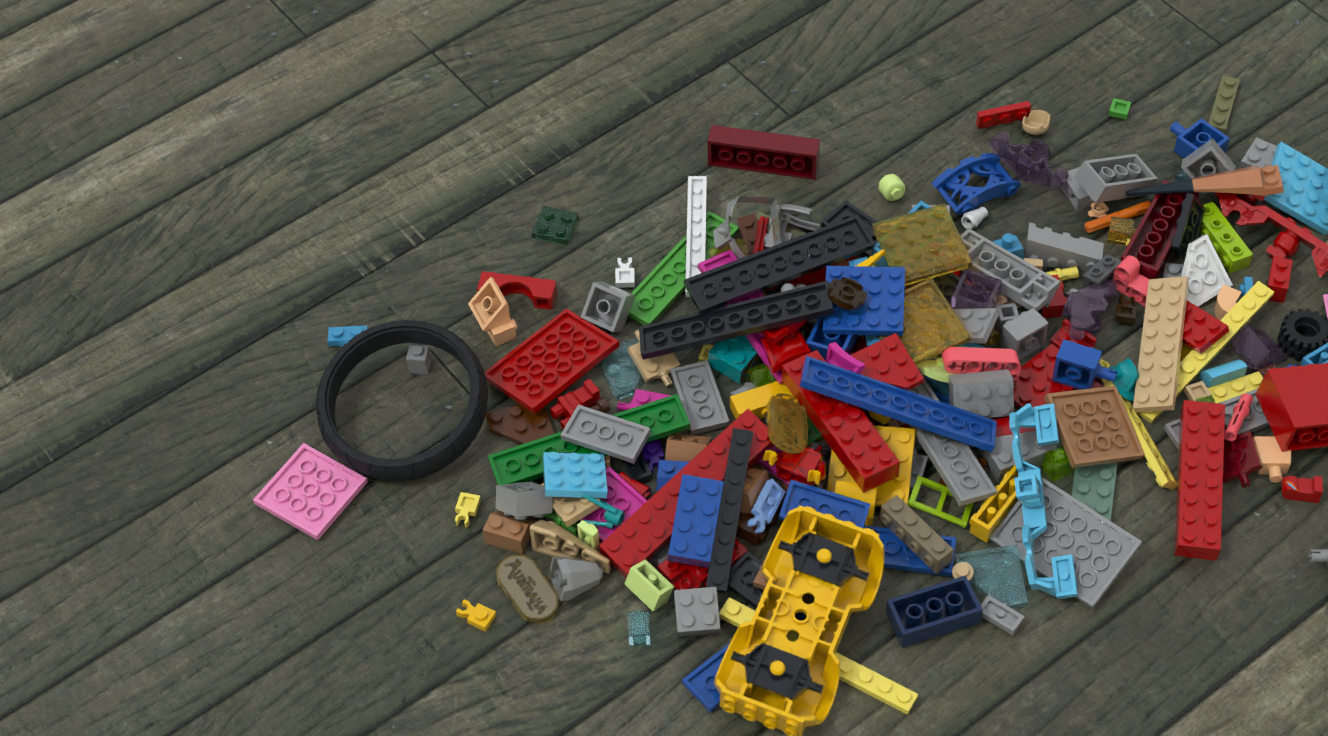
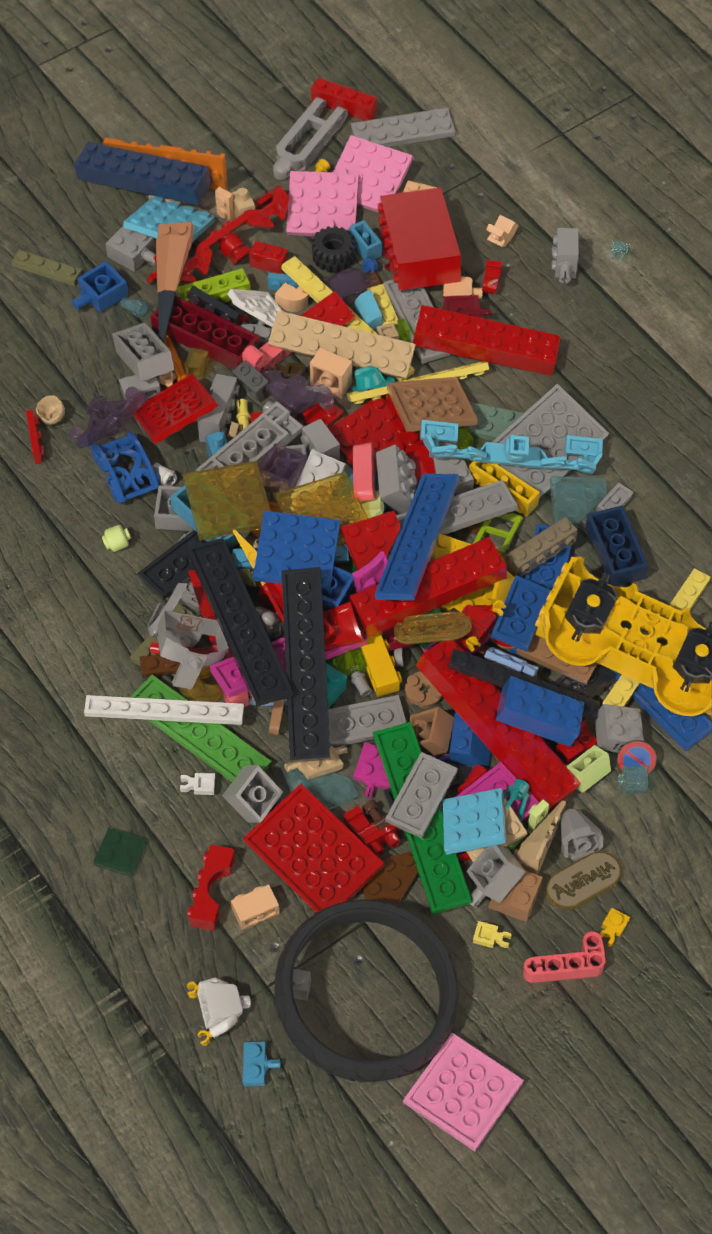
camera: 90 degrees left, 5 degrees up
(398, 301) = (219, 1006): none -> white torso
(432, 568) = (563, 963): none -> coral beam
(490, 306) = (247, 903): light nougat slope -> none
(663, 629) = (637, 754): none -> piece
(763, 152) = (57, 643): dark red brick -> none
(846, 293) = (300, 556): dark brown tile -> none
(962, 569) = (577, 519): tan plate -> none
(1047, 208) = (174, 408): none -> red plate
(1080, 366) = (366, 405): blue brick -> none
(1119, 108) = (41, 344): bright green plate -> none
(1124, 338) = (331, 371): none -> light nougat brick
(1206, 161) = (139, 280): light grey brick -> none
(1240, 412) = (417, 300): coral pin -> none

